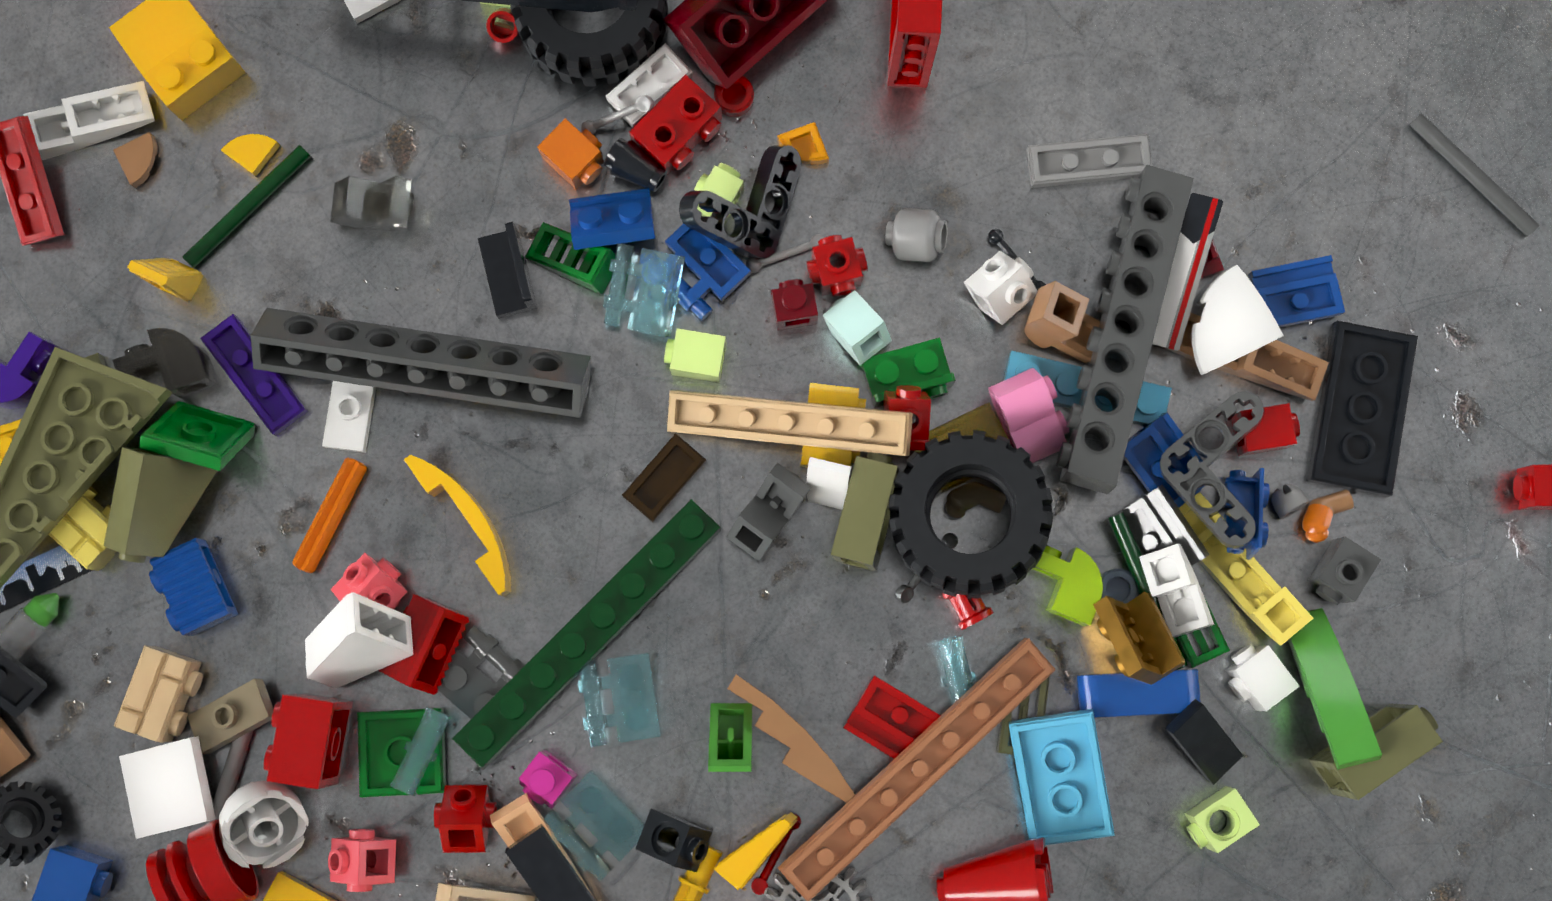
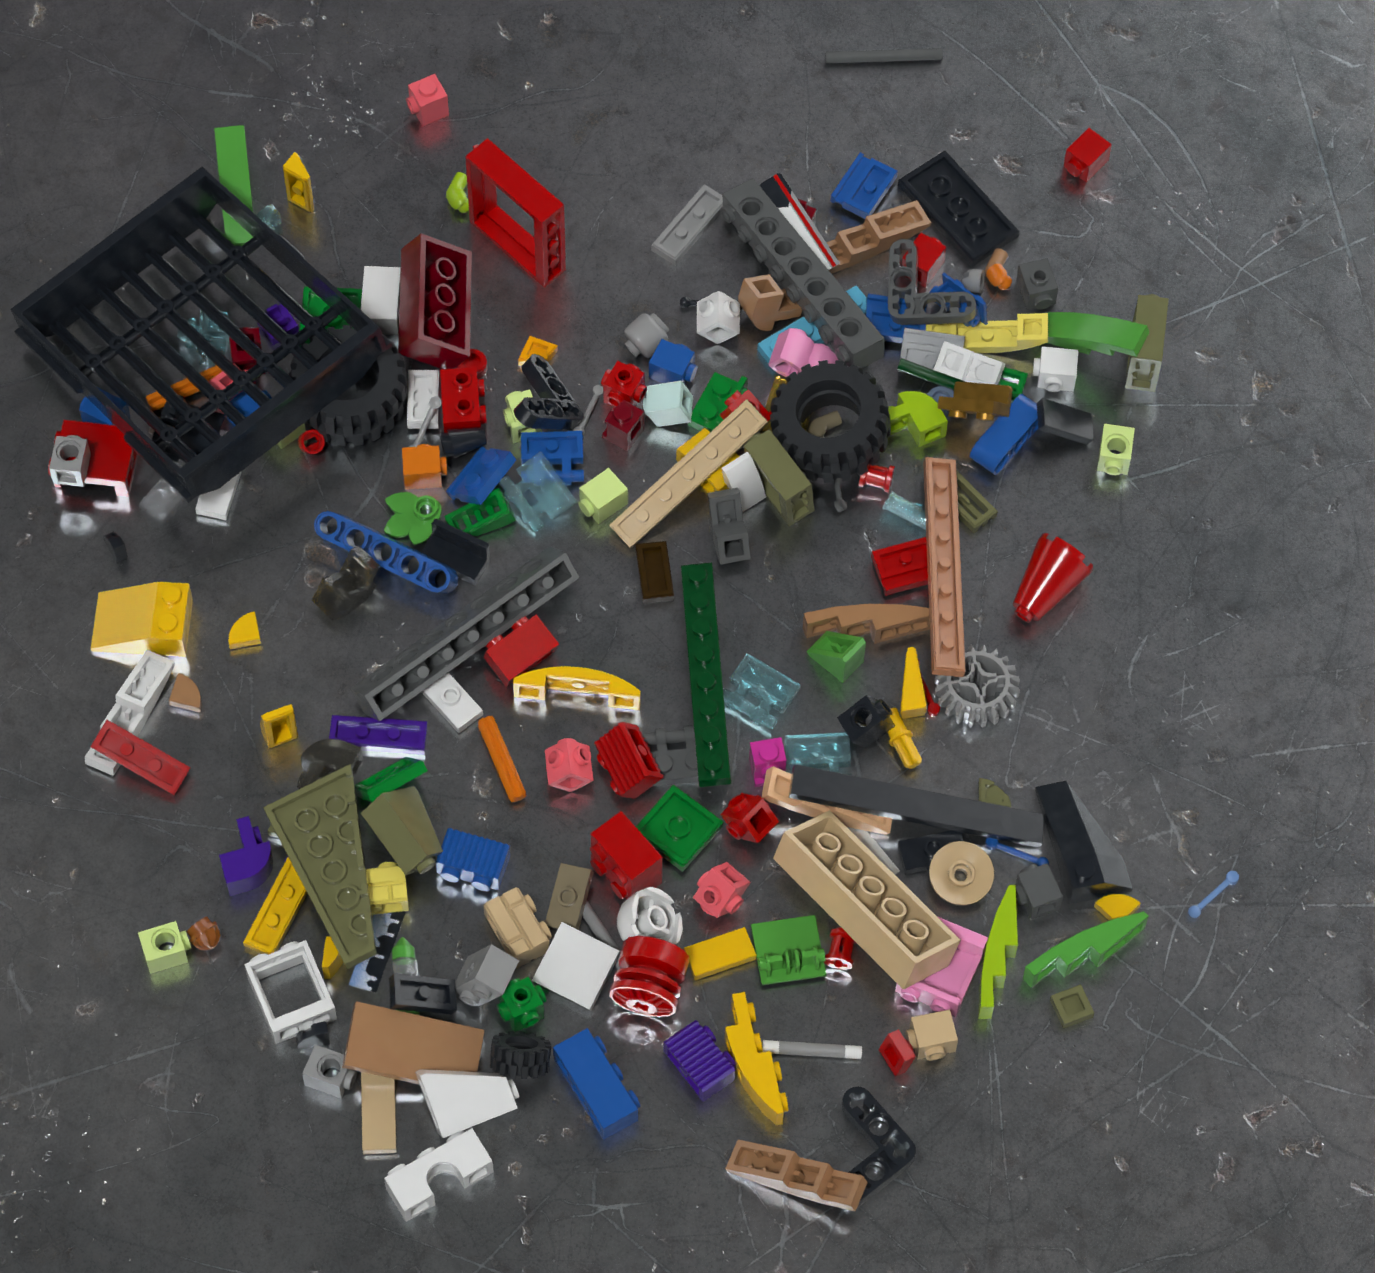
camera: 50 degrees left, 20 degrees down
(64, 718) = (485, 975): none -> light grey brick
(91, 768) = (522, 1004): none -> green brick
(246, 206) = (274, 655): dark green bar -> none
(357, 641) = (593, 785): white slope -> none
(420, 751) = (689, 806): clear light blue pin -> none
(444, 207) = (400, 555): none -> blue beam
(452, 431) = (521, 649): none -> red brick
(509, 191) = (408, 516): none -> bright green plate
(909, 290) = (672, 363): none -> blue brick
(1061, 777) = (1017, 504): medium azure tile -> none
(1231, 322) = (849, 223): white brick -> none

